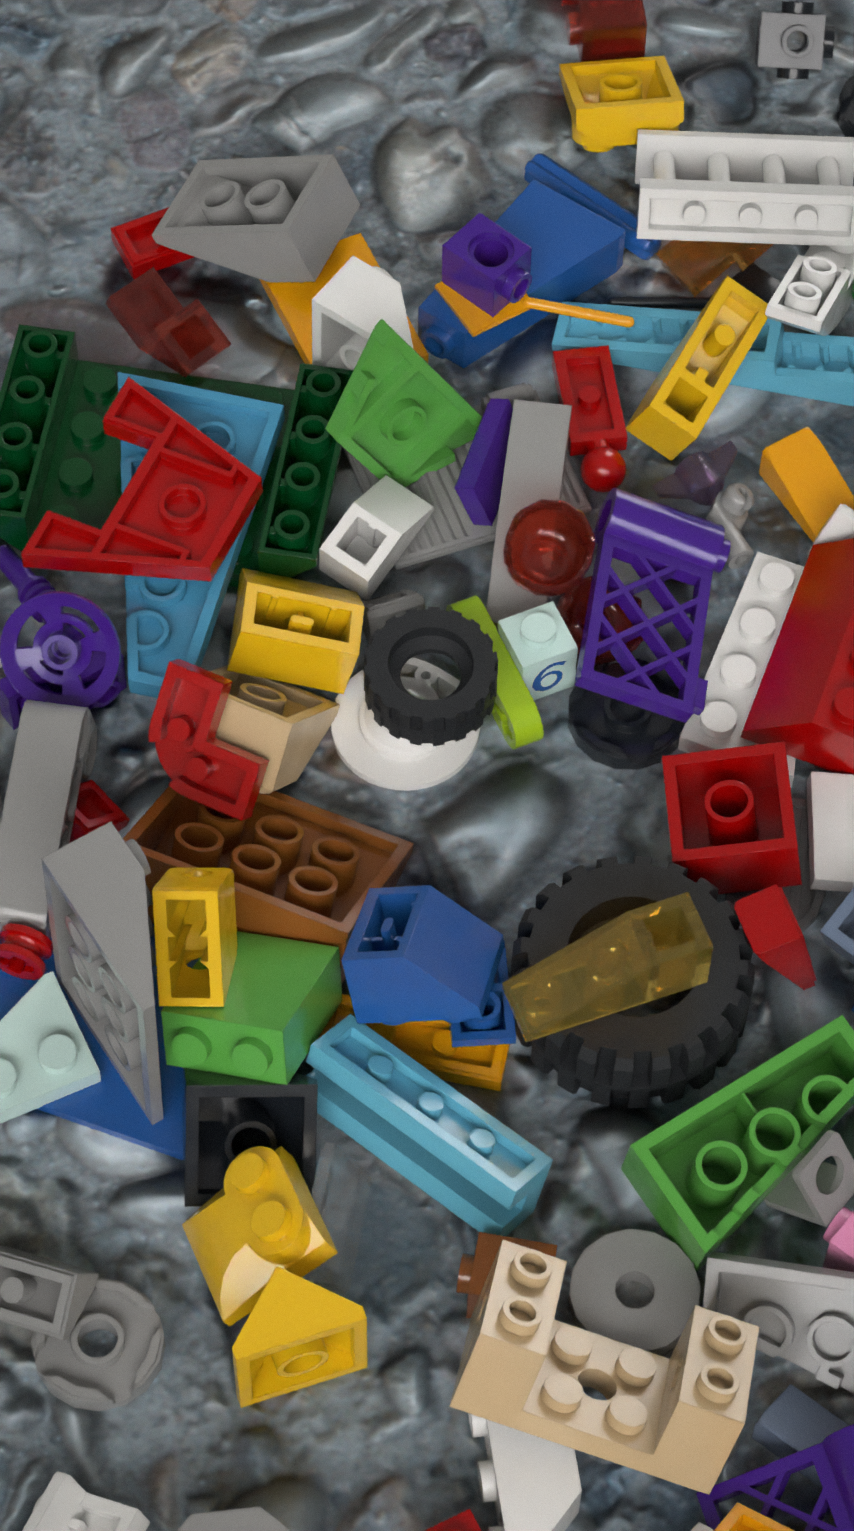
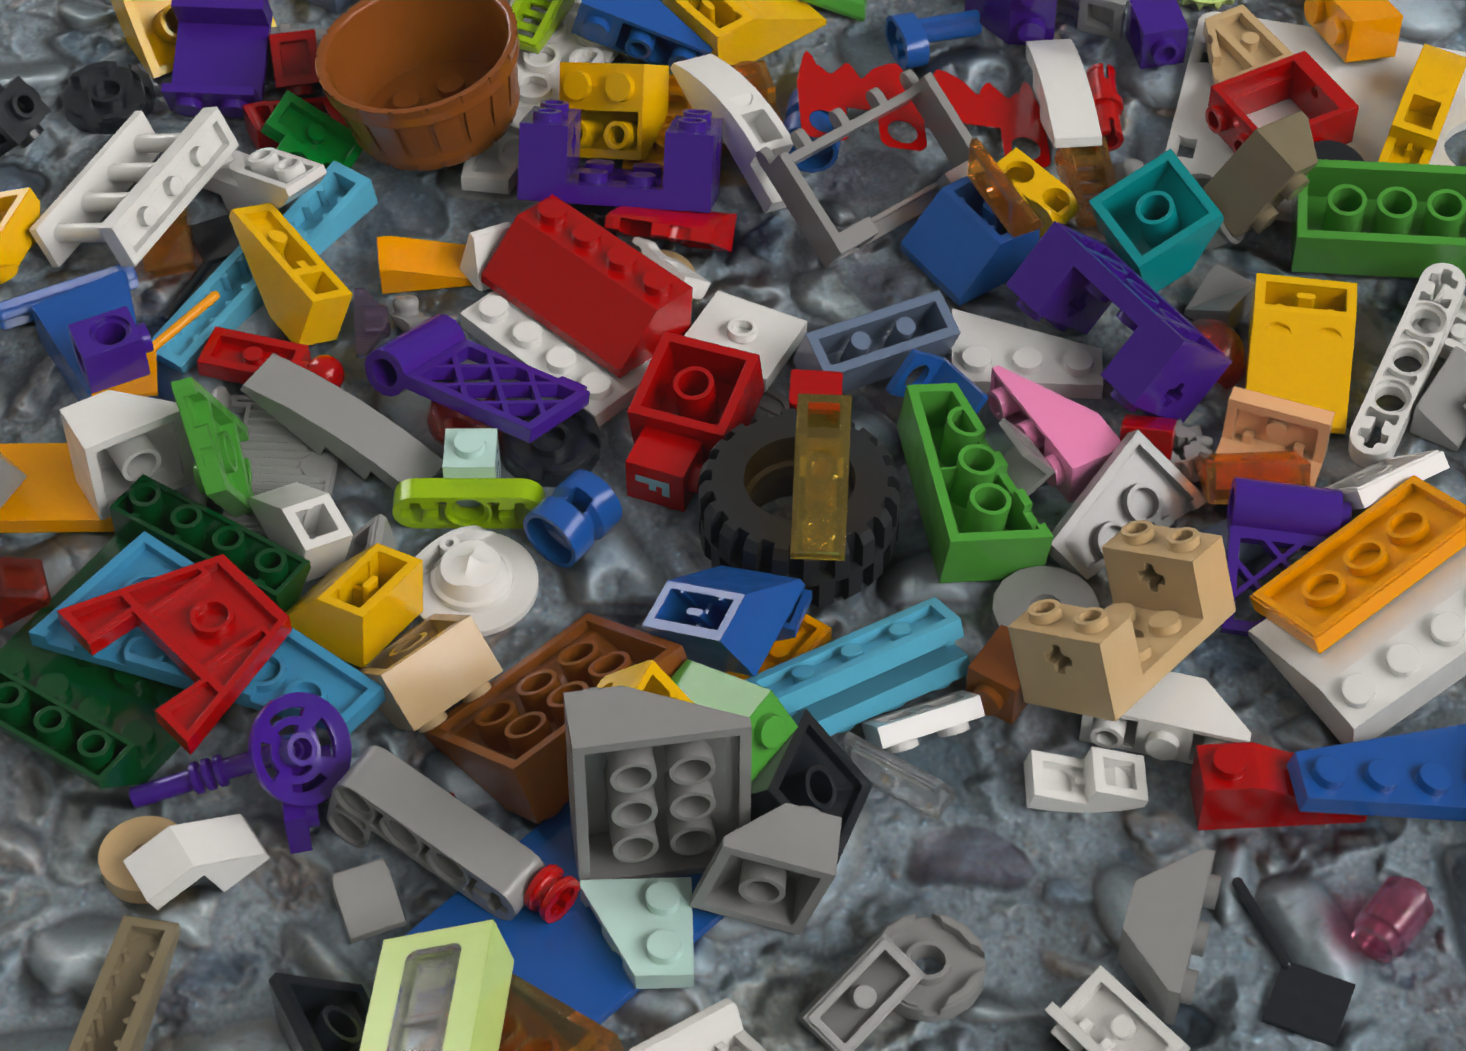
camera: 65 degrees left, 10 degrees down
(118, 1136) = (773, 869): none -> light grey slope
(186, 744) = (442, 702): red plate -> none
(253, 1226) = (898, 810): yellow slope -> none
(297, 1339) = (996, 812): yellow slope -> none
(407, 1216) = (944, 715): none -> white plate
(411, 1419) = (1098, 783): none -> white slope
(436, 633) = (477, 556): black tyre -> none
(483, 469) = (278, 432): dark purple tile -> none
(492, 770) = (572, 518): none -> blue wheel
(548, 547) = (401, 408): clear red hair -> none
(635, 823) = (664, 468): none -> red brick

